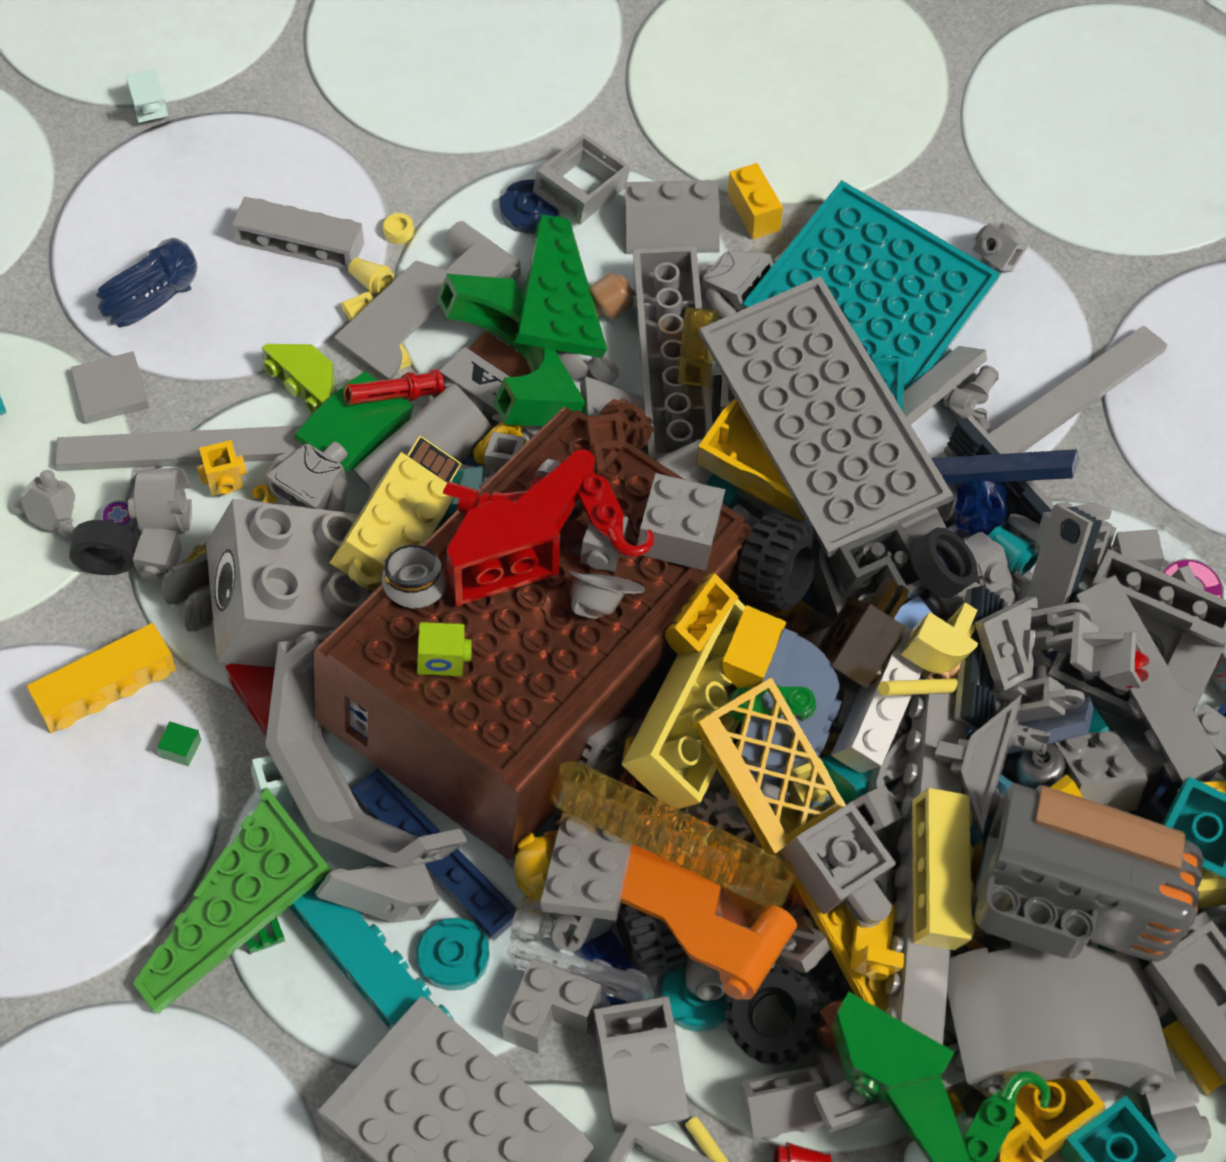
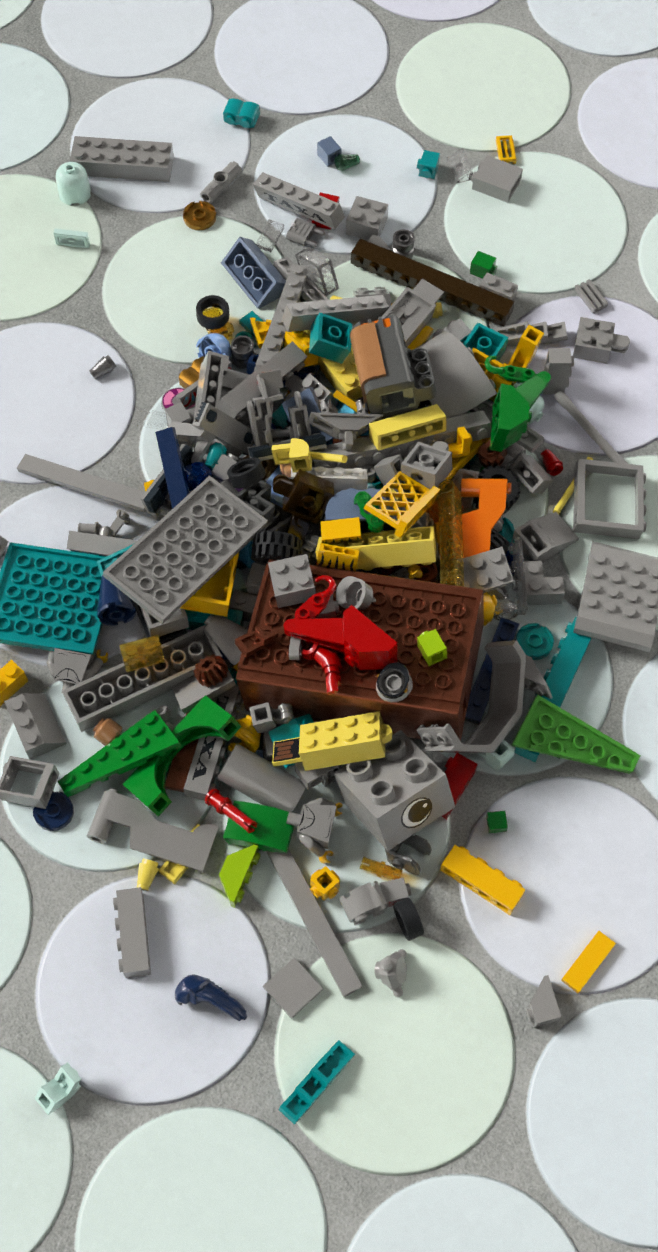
camera: 115 degrees left, 5 degrees up
(118, 512) = (378, 931): tile -> none
(398, 228) = (101, 879): light yellow tile -> none
(1009, 643) = (278, 432): light grey wing -> none

